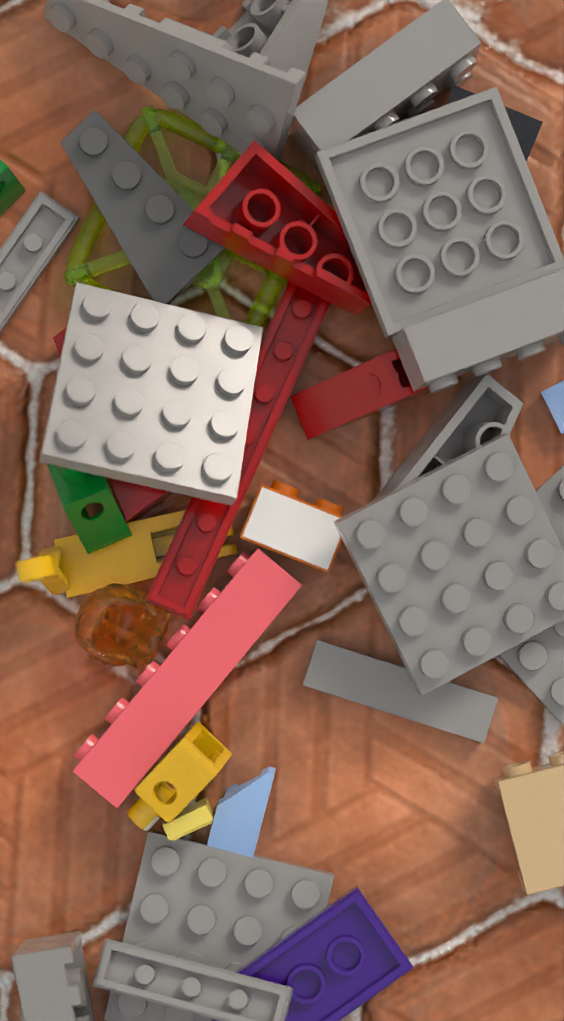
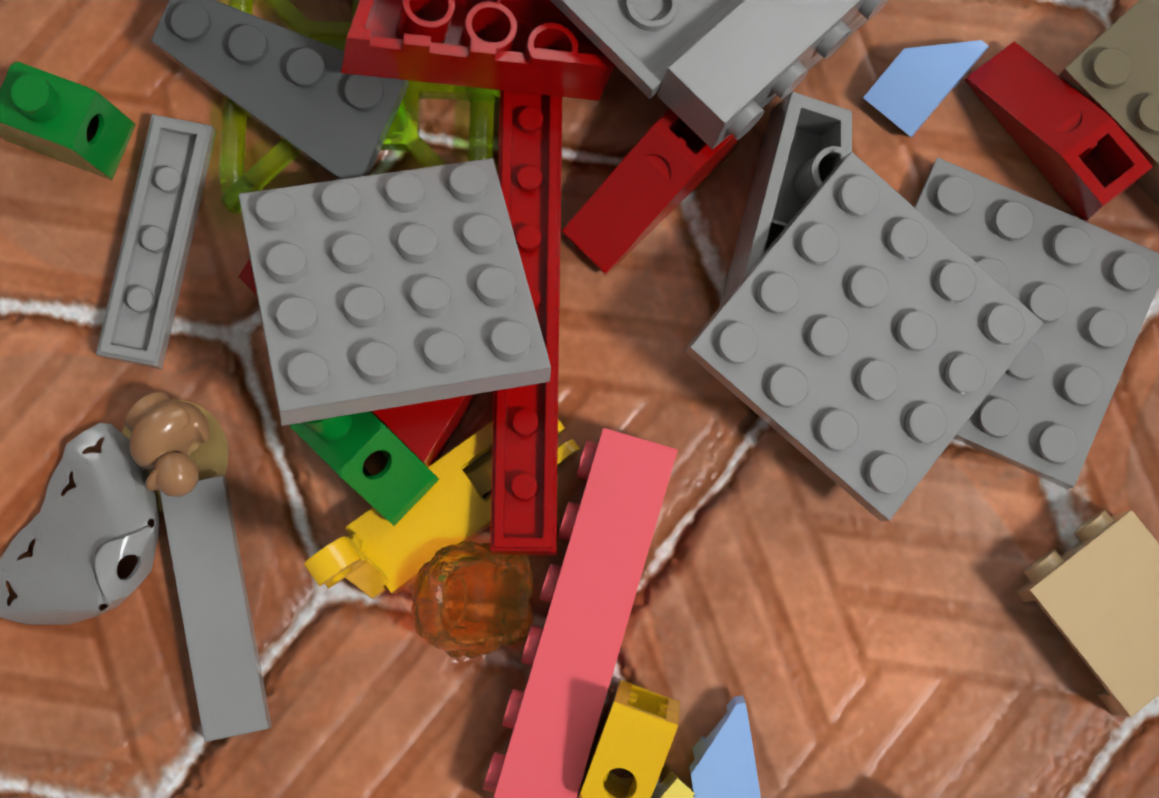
camera: 15 degrees left, 5 degrees down
(294, 526) = (636, 385): white brick -> none
(392, 691) = (851, 536): light grey tile -> none

